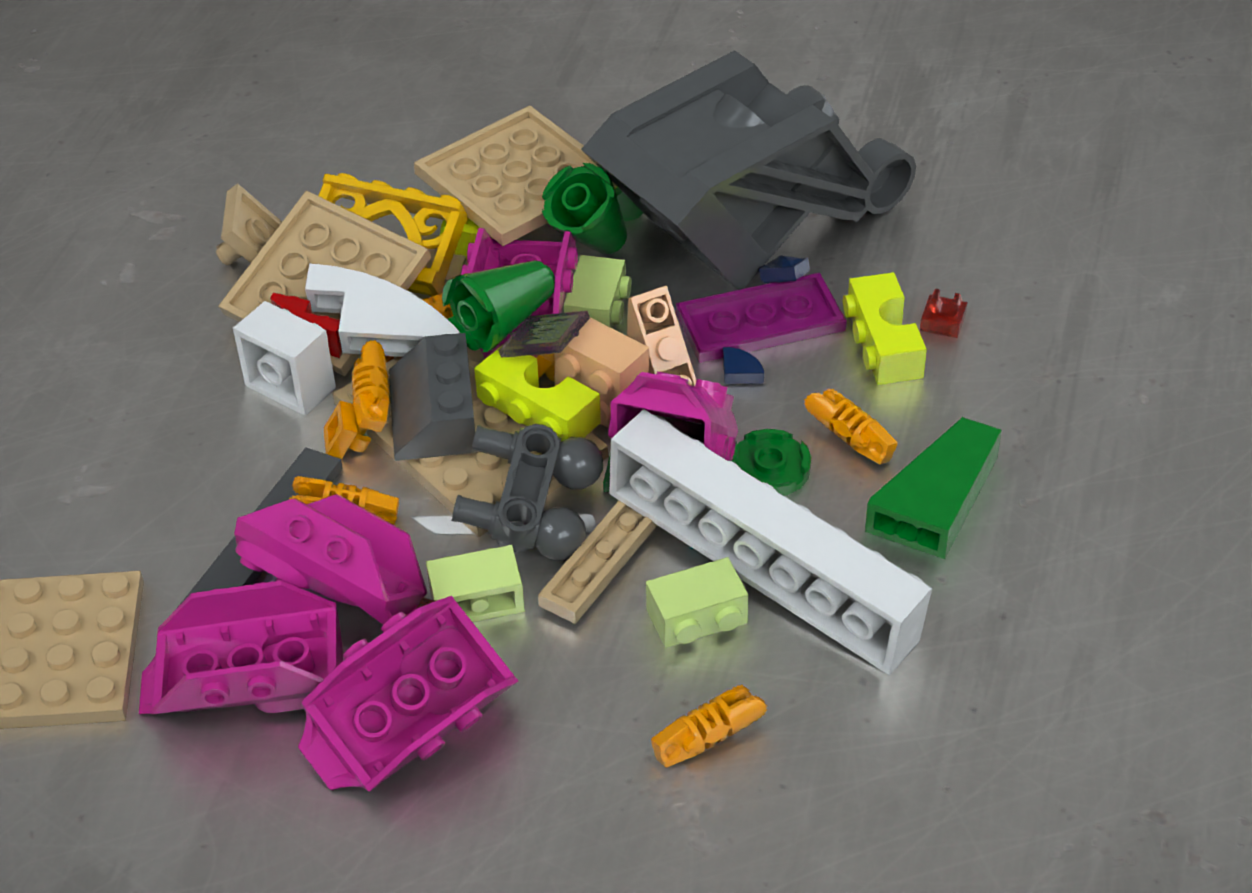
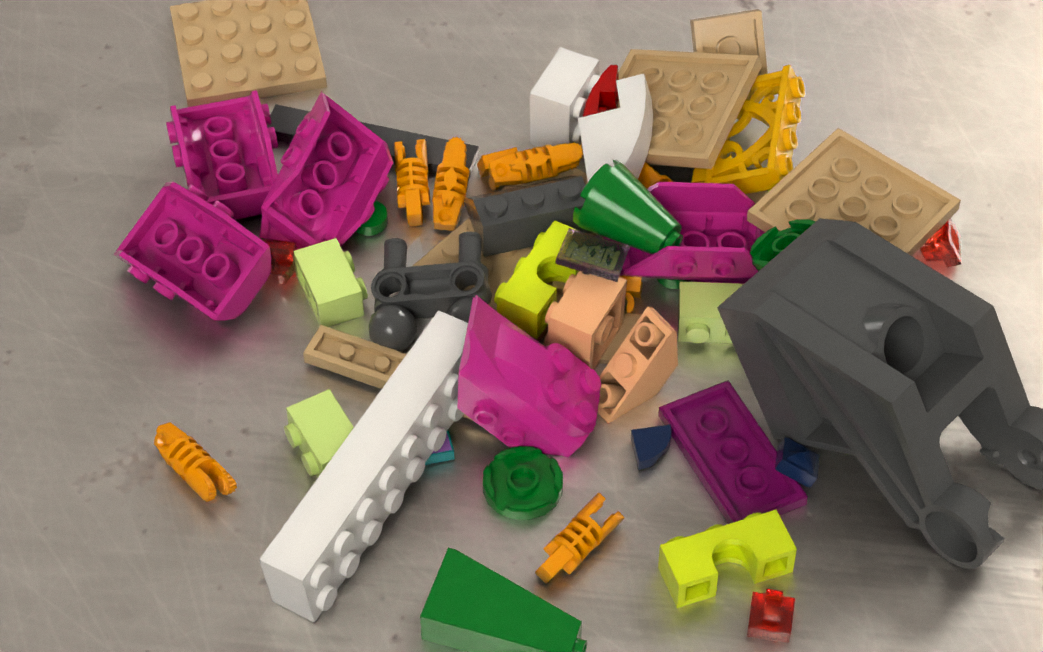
camera: 80 degrees right, 5 degrees up
(363, 468) = (450, 186): none -> light orange hinge

